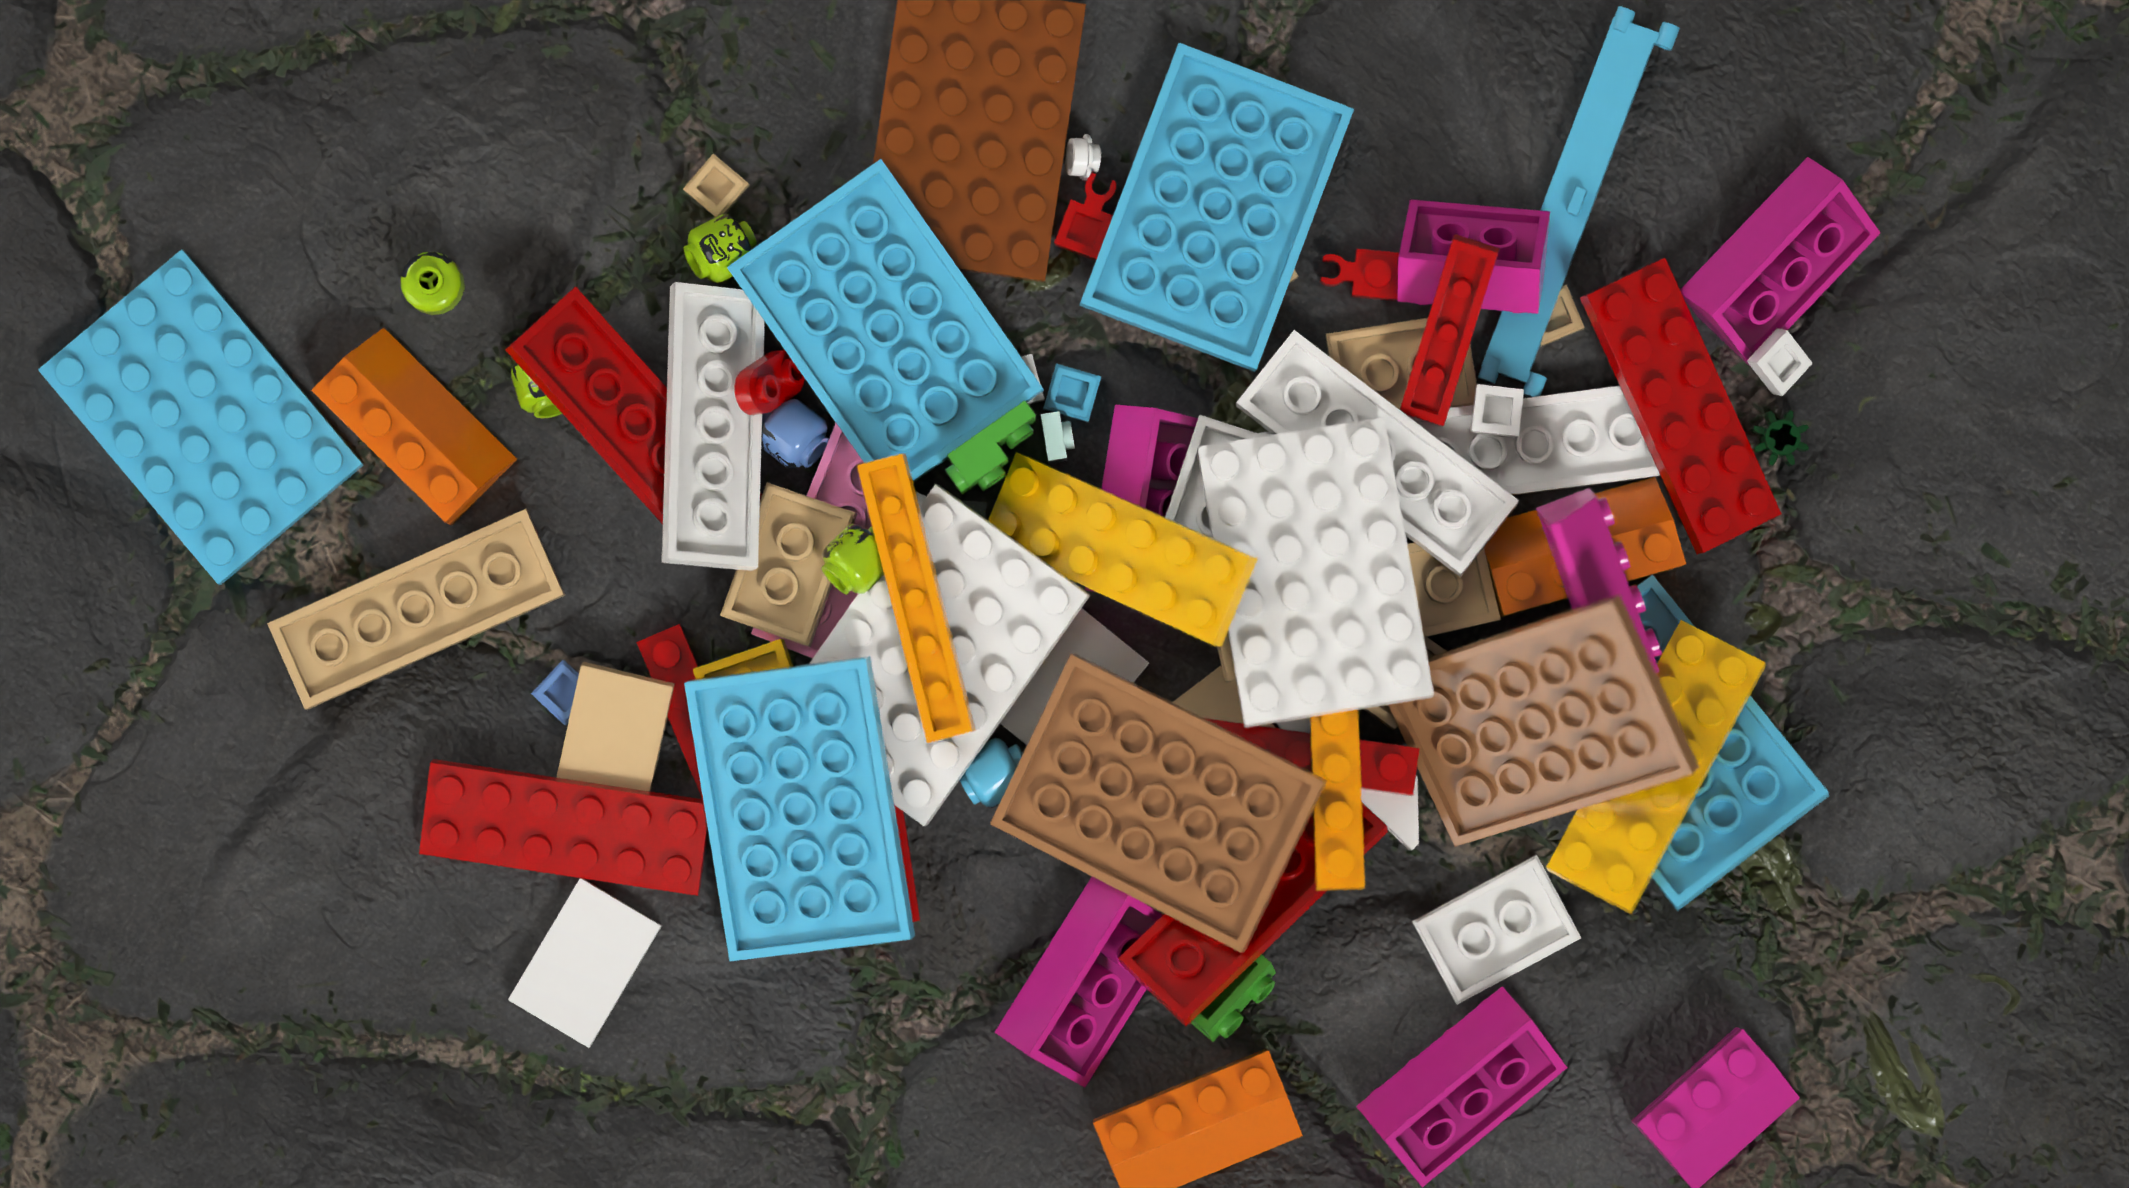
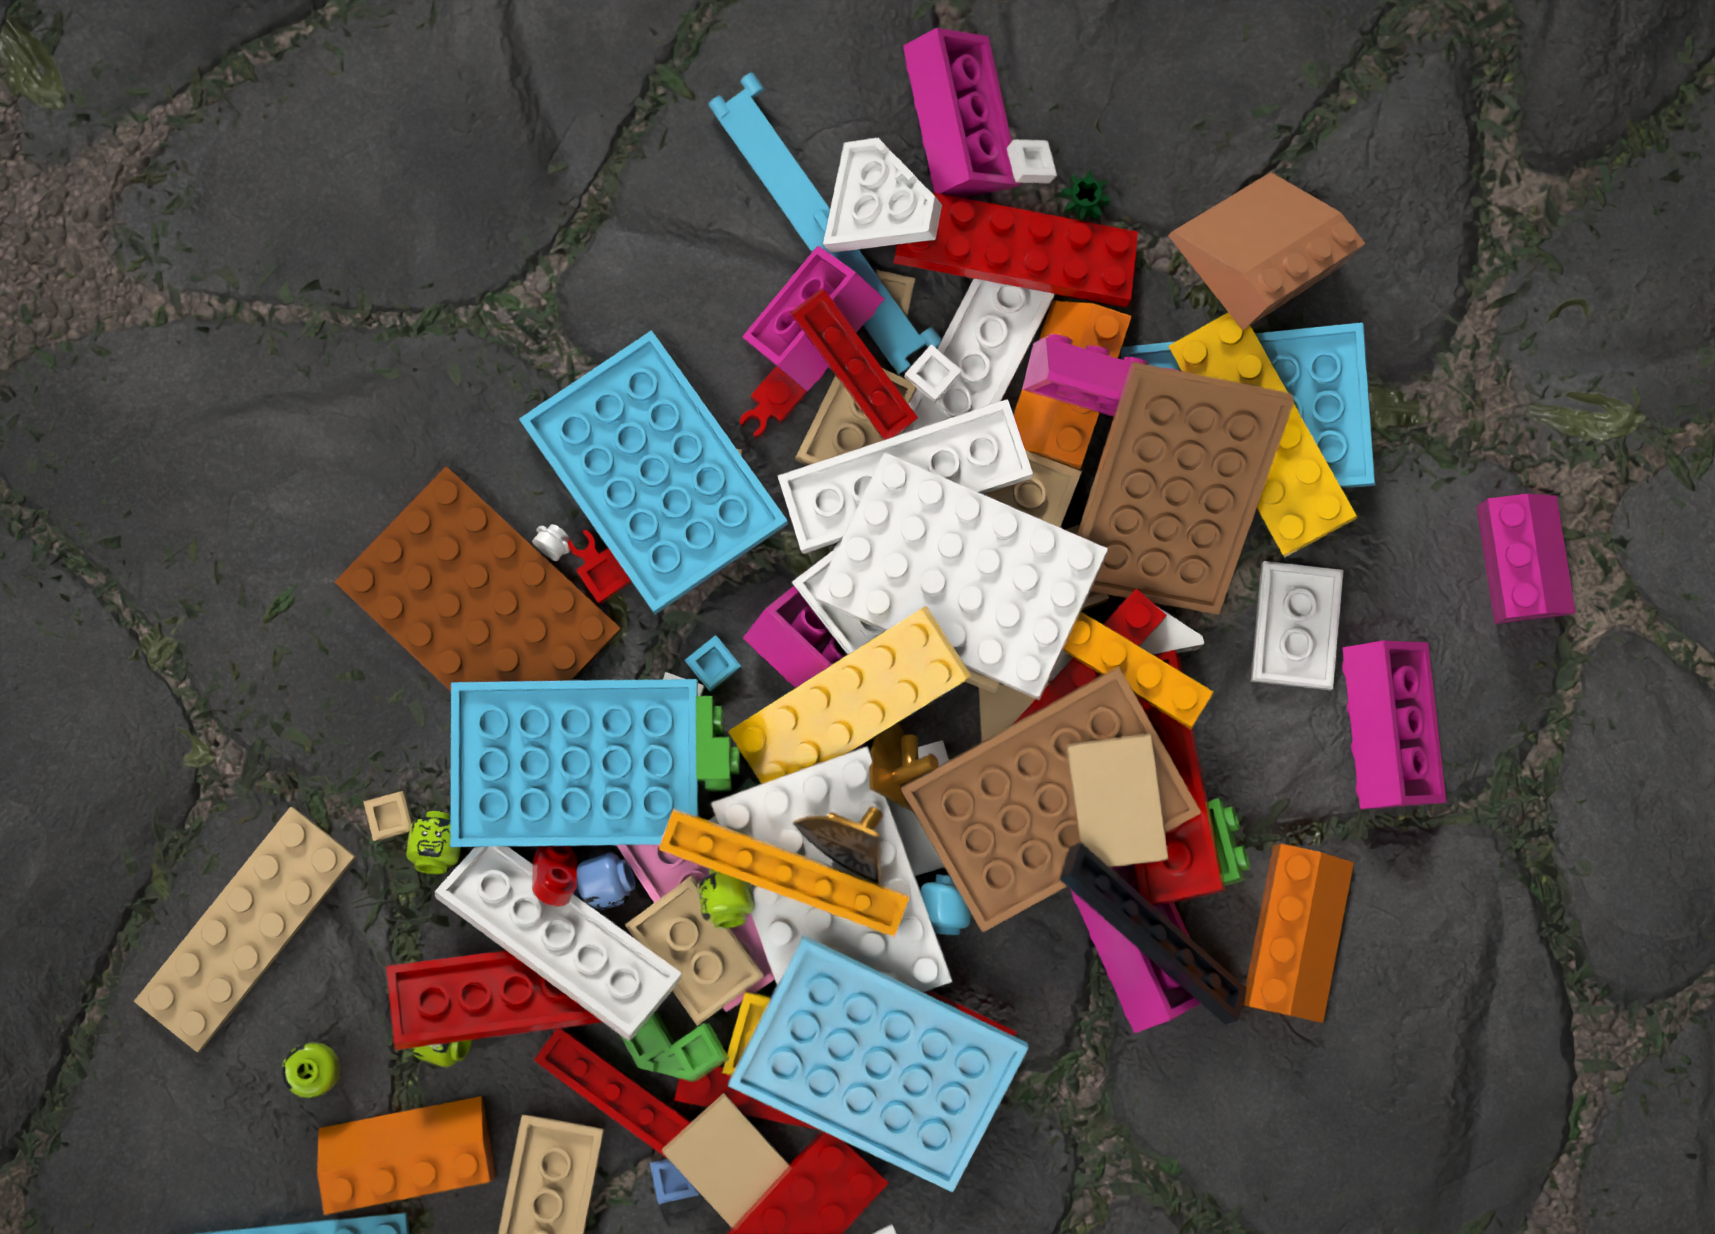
camera: 60 degrees left, 5 degrees down
(519, 127) = (245, 929): none -> tan plate
(605, 575) = (610, 1090): none -> red plate
(681, 626) = (685, 1059): none -> bright green tile
(985, 636) = (846, 841): none -> shield
(1057, 437) = (736, 695): light aqua plate -> none
(1093, 633) = (897, 763): none -> pearl gold shield
(1098, 985) = (1152, 933): none -> black plate
(1197, 865) = (1118, 799): none -> tan tile
(1631, 240) = (878, 201): none -> white plate
(1846, 647) = (1265, 246): none -> nougat slope

